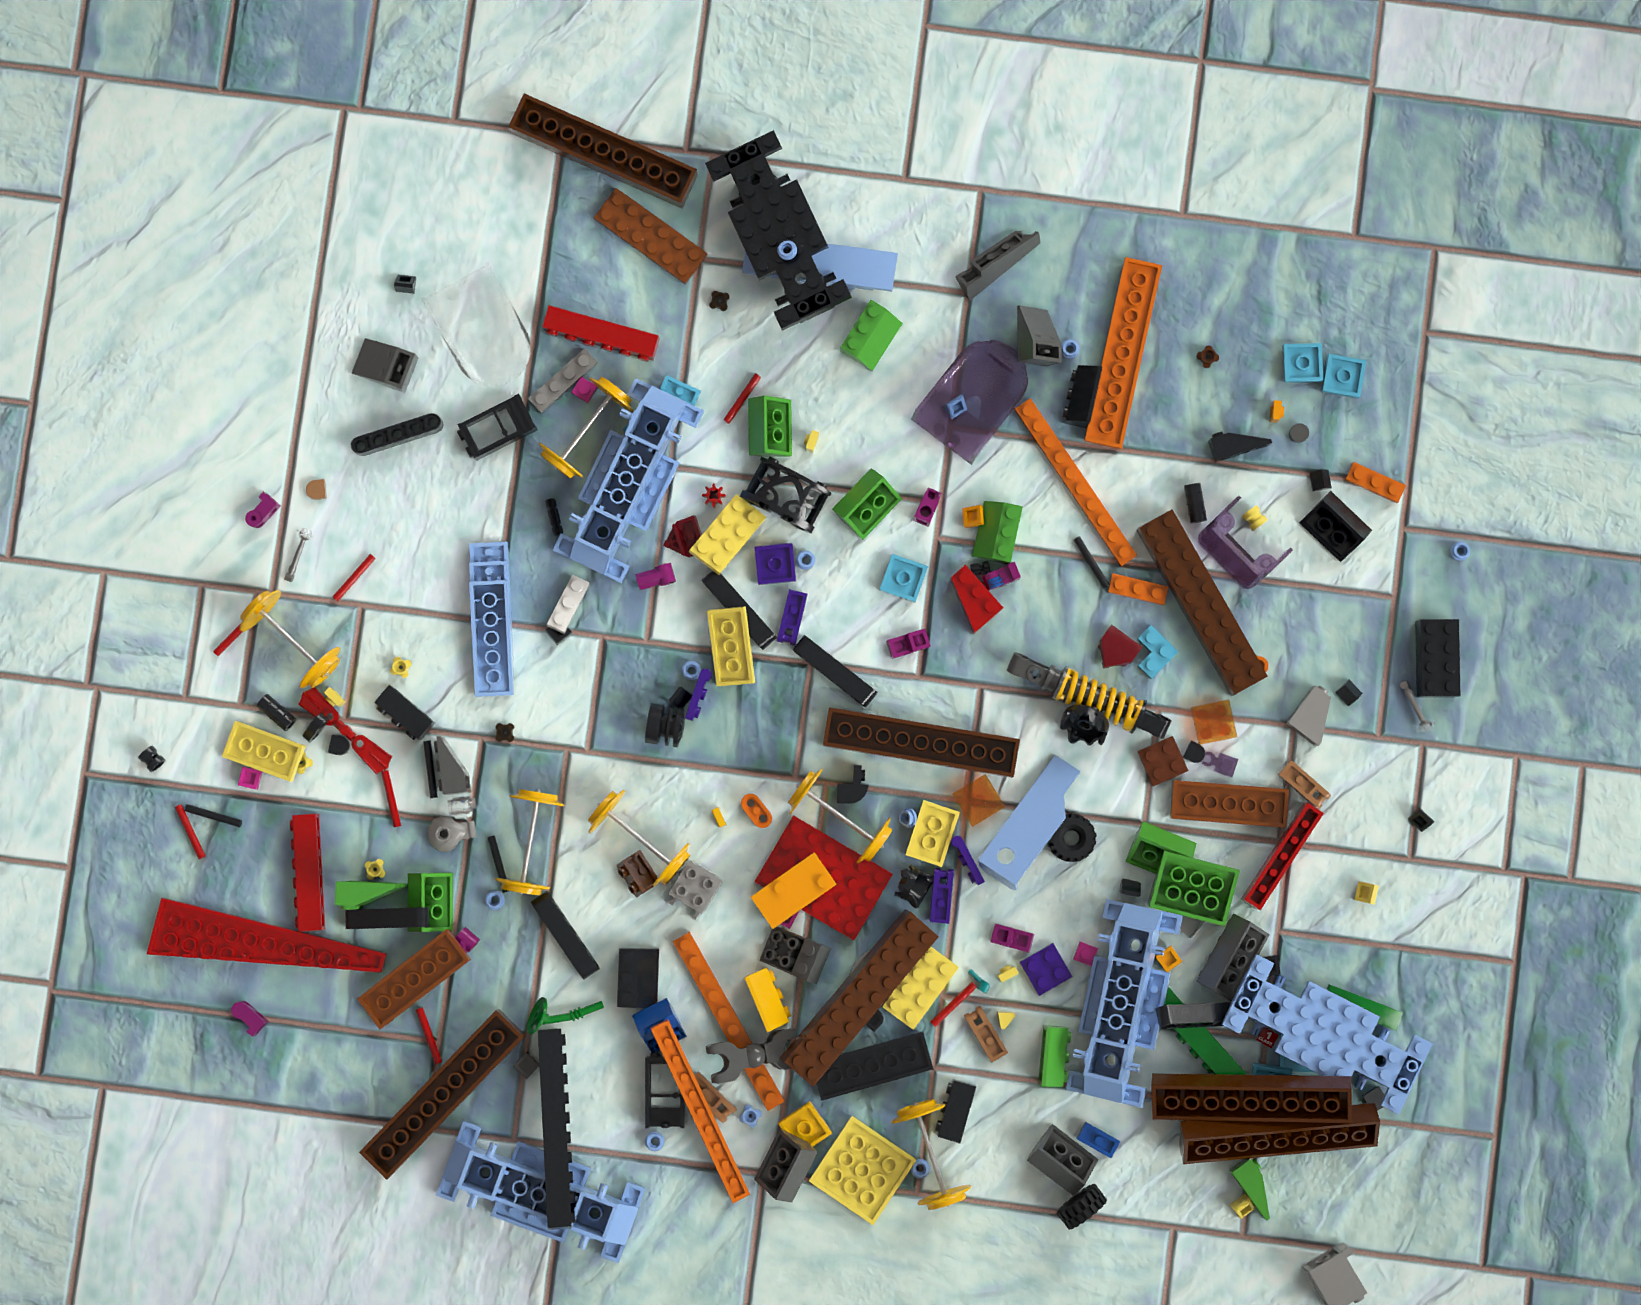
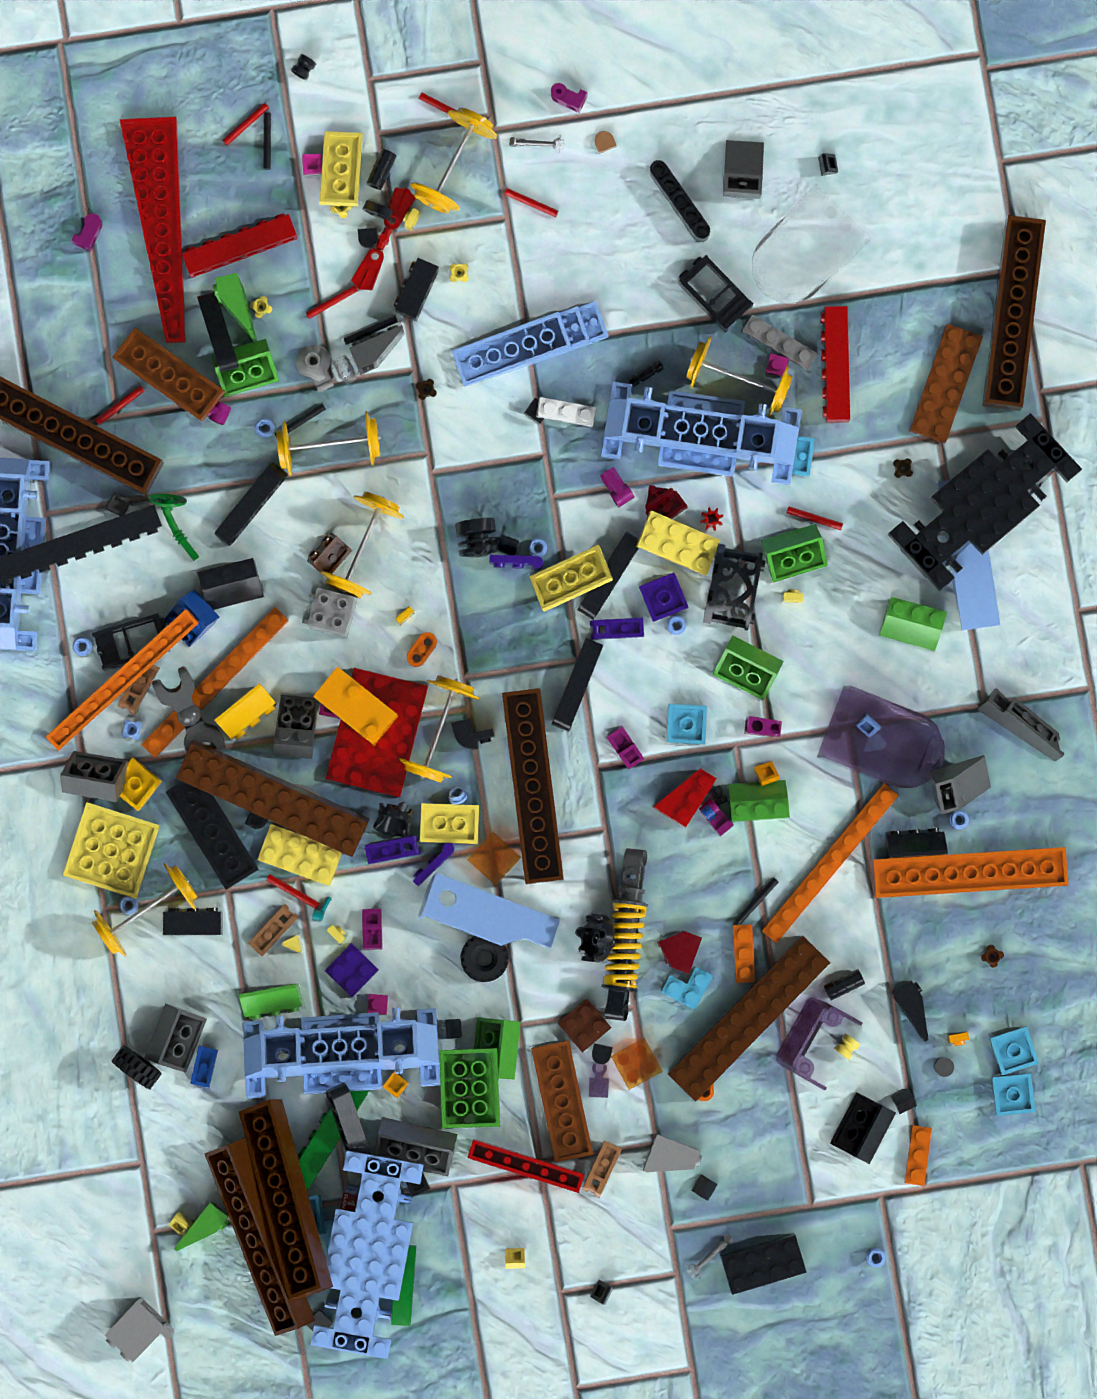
camera: 75 degrees right, 0 degrees up
(784, 245) = (966, 510): light blue plate -> none

